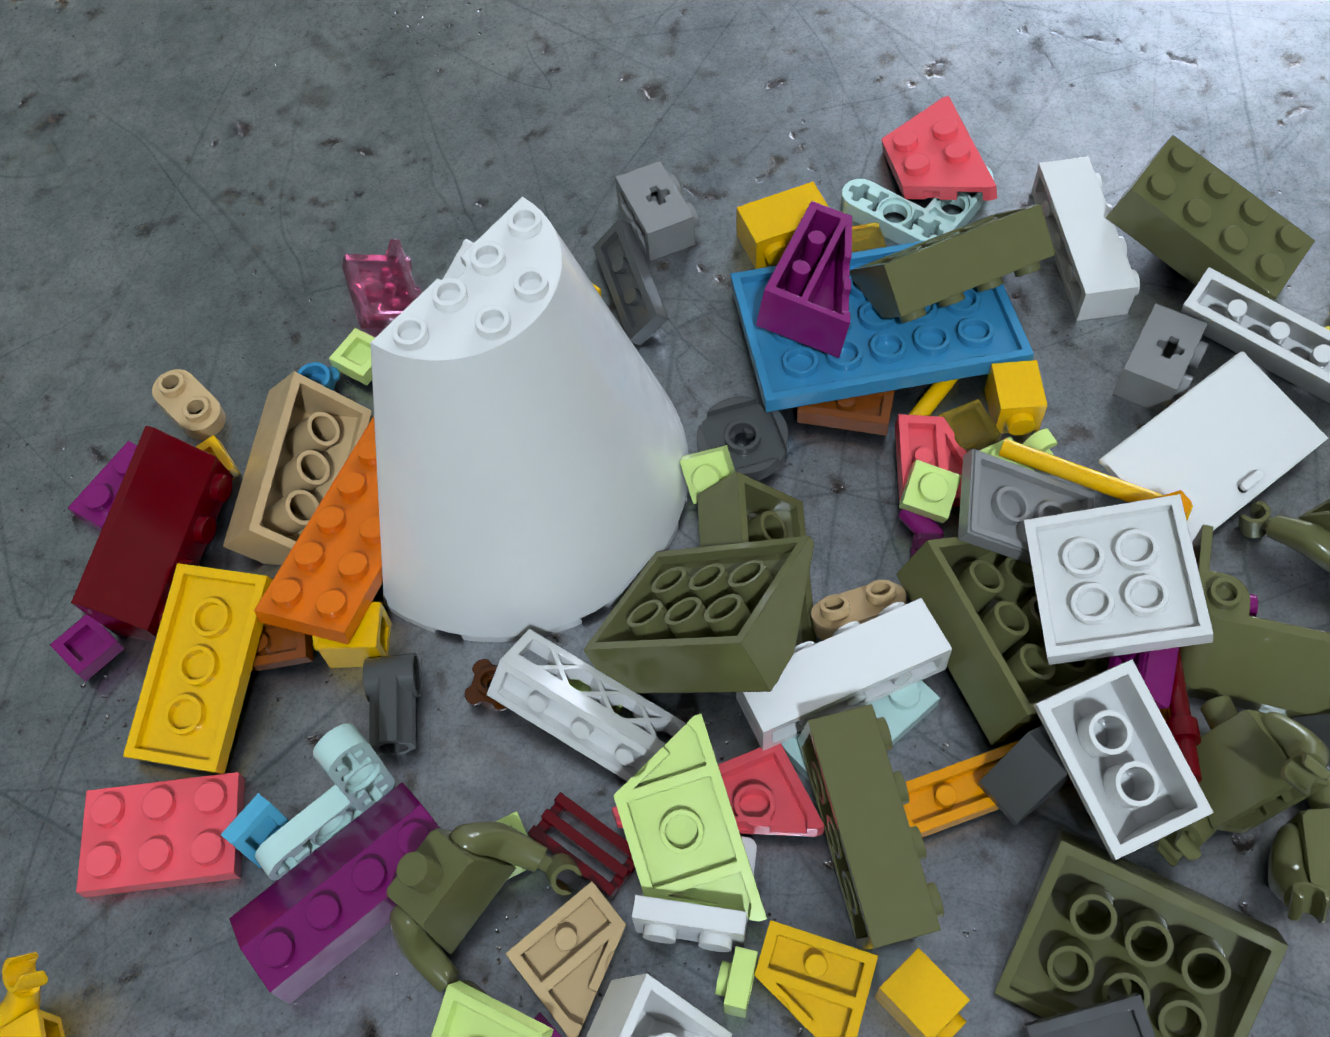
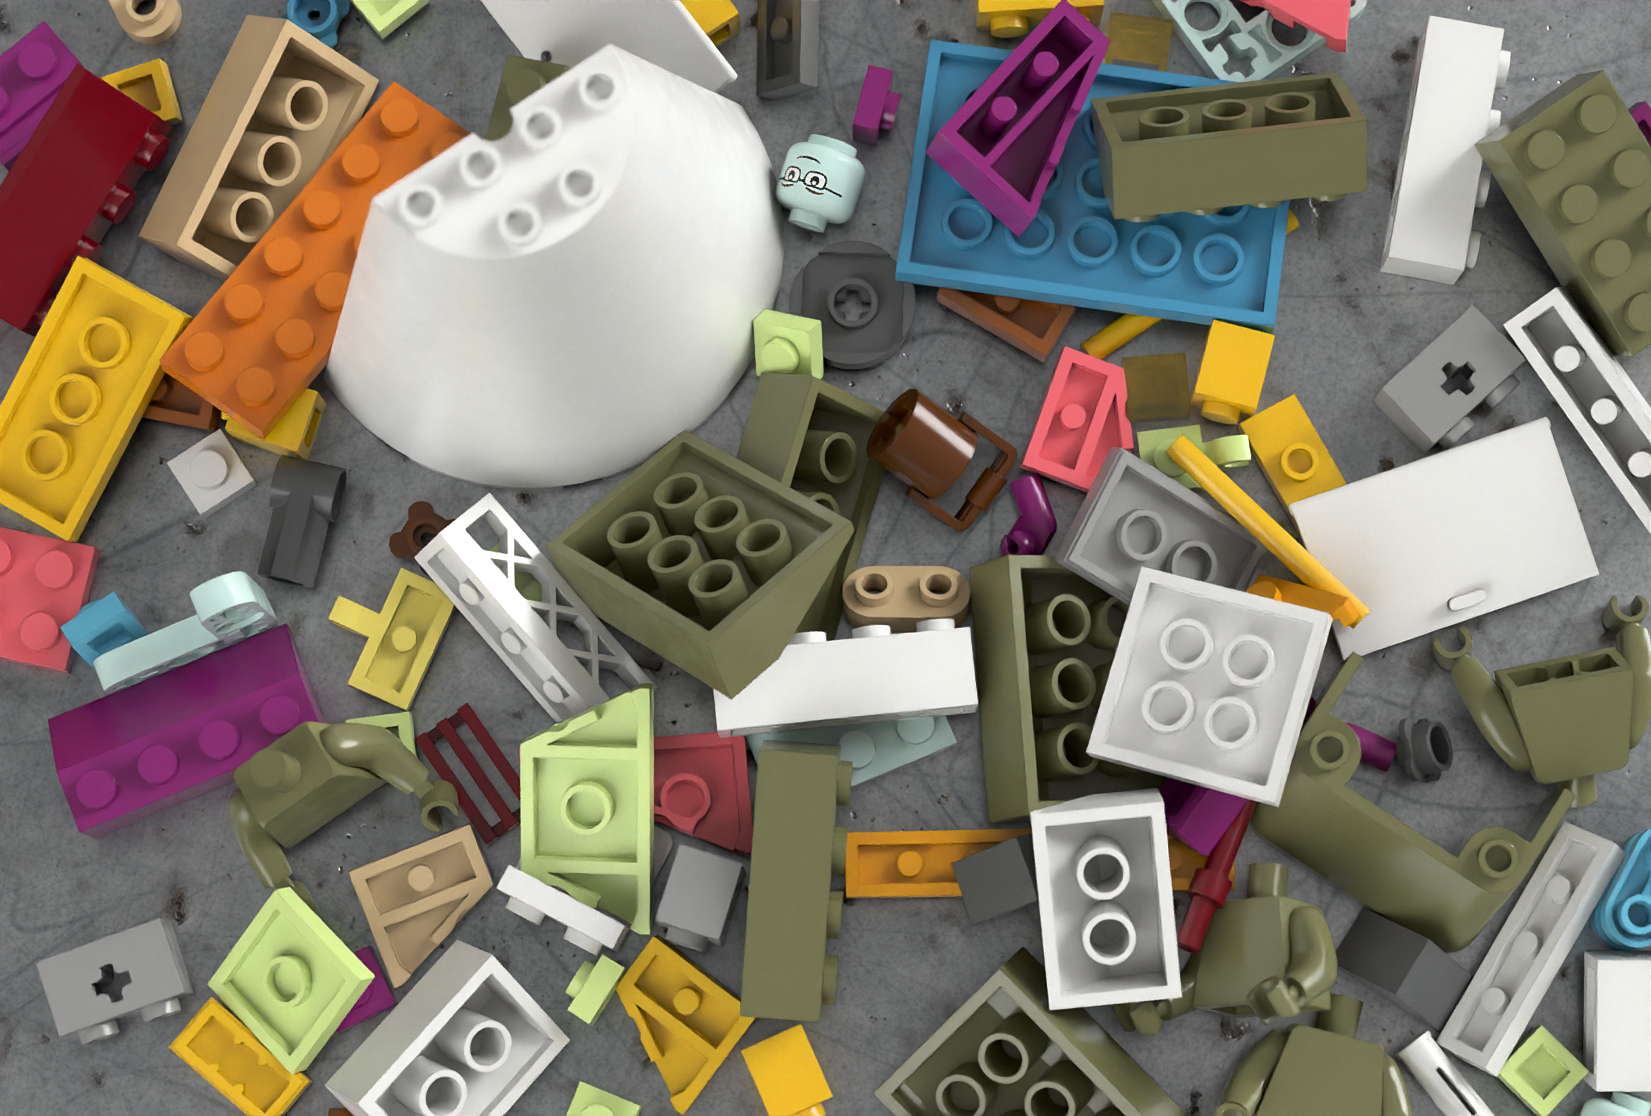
camera: 15 degrees right, 20 degrees up
(317, 693) = (212, 473): none -> white plate
(492, 762) = (398, 638): none -> light yellow plate
(691, 371) = (820, 182): none -> light aqua head
(711, 321) = (876, 106): none -> magenta plate
(798, 872) = (700, 898): none -> light grey brick
(837, 505) = (930, 452): none -> reddish brown piece
(930, 491) = (1055, 474): yellowish green plate -> none
(1079, 436) = (1290, 453): none -> yellow plate
(1275, 589) = (1424, 748): none -> dark grey plate

